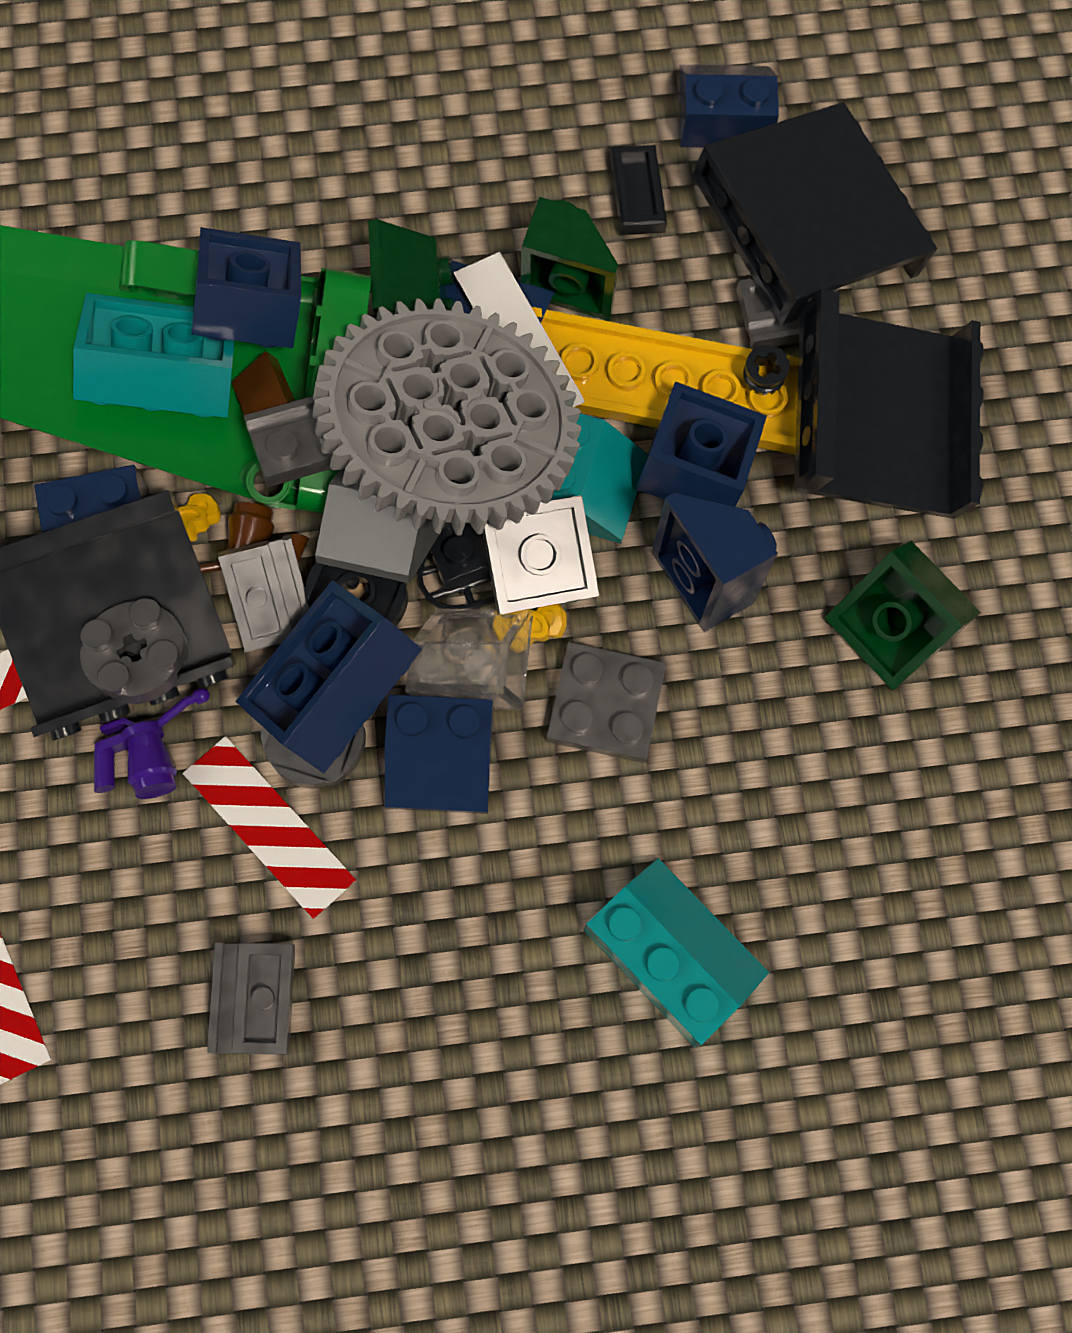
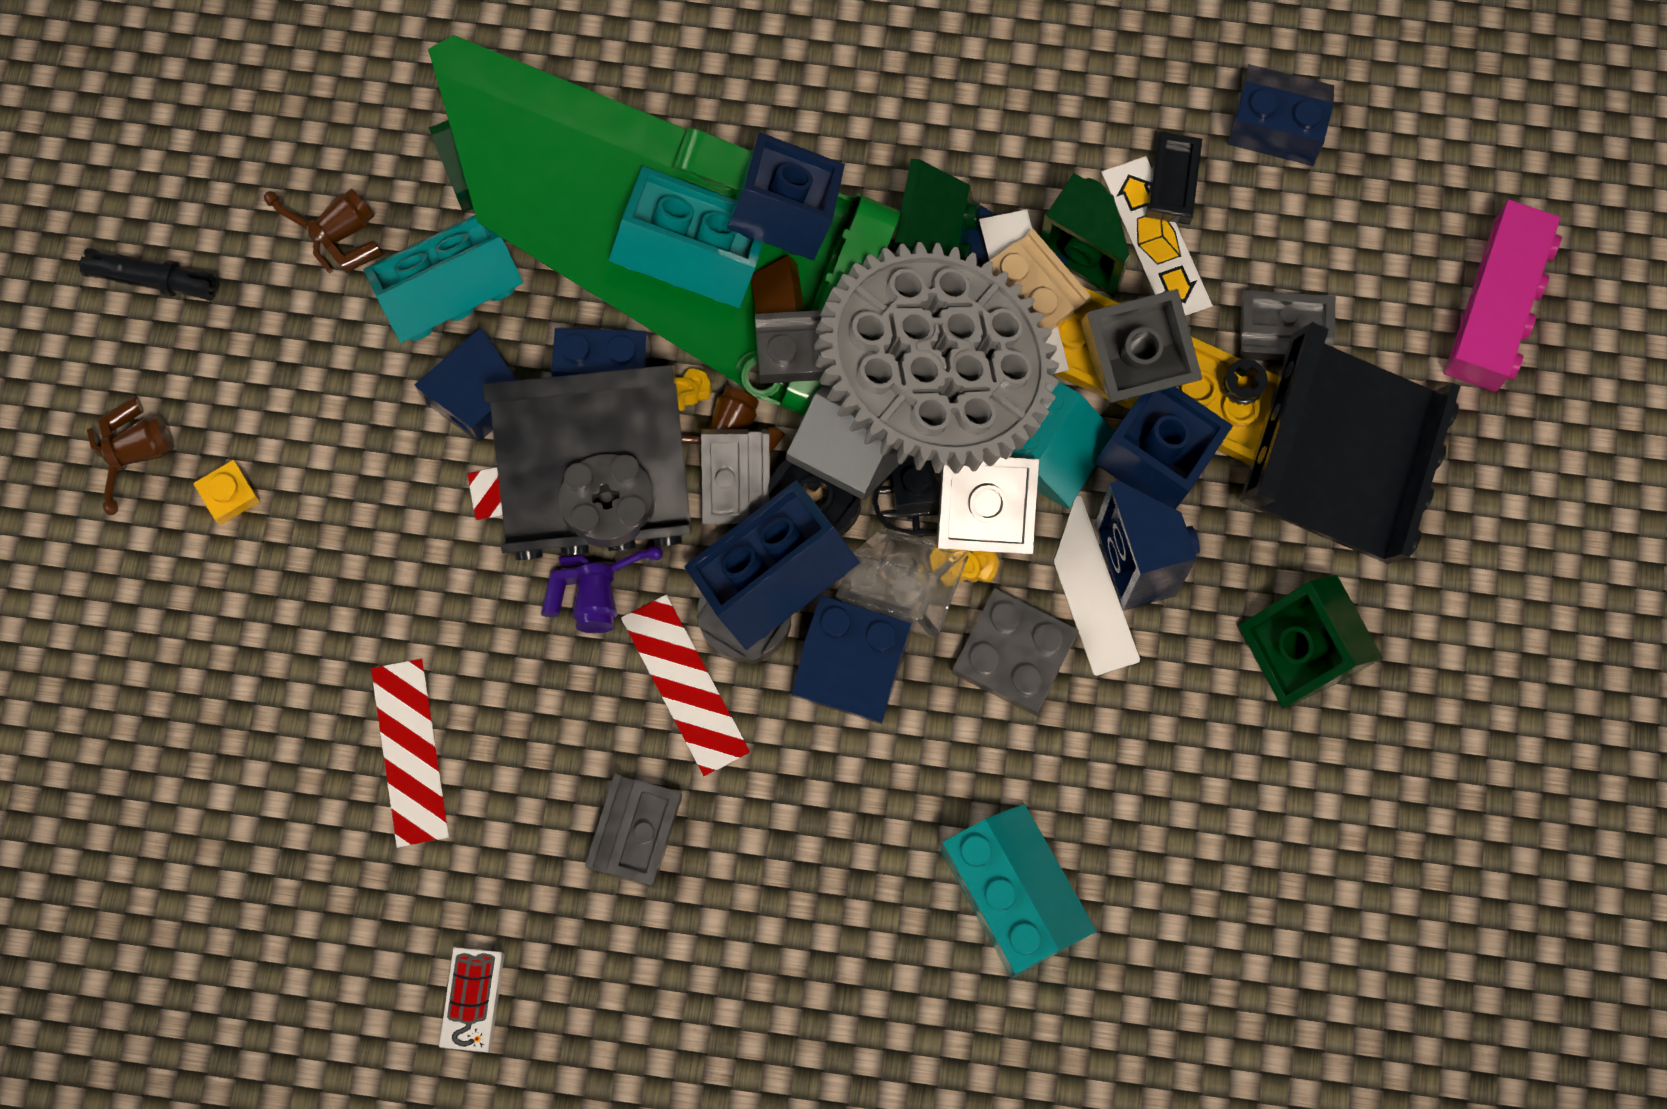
camera: 20 degrees right, 0 degrees up
(118, 1235) = (471, 1000): none -> tile
(535, 313) = (1043, 278): none -> tan plate
(642, 260) = (1155, 241): none -> sticker
(654, 355) = (1141, 346): none -> dark grey slope
(670, 625) = (1093, 596): none -> white sticker
(810, 207) = (1332, 237): black panel -> none
(993, 228) = (1503, 296): none -> dark pink brick

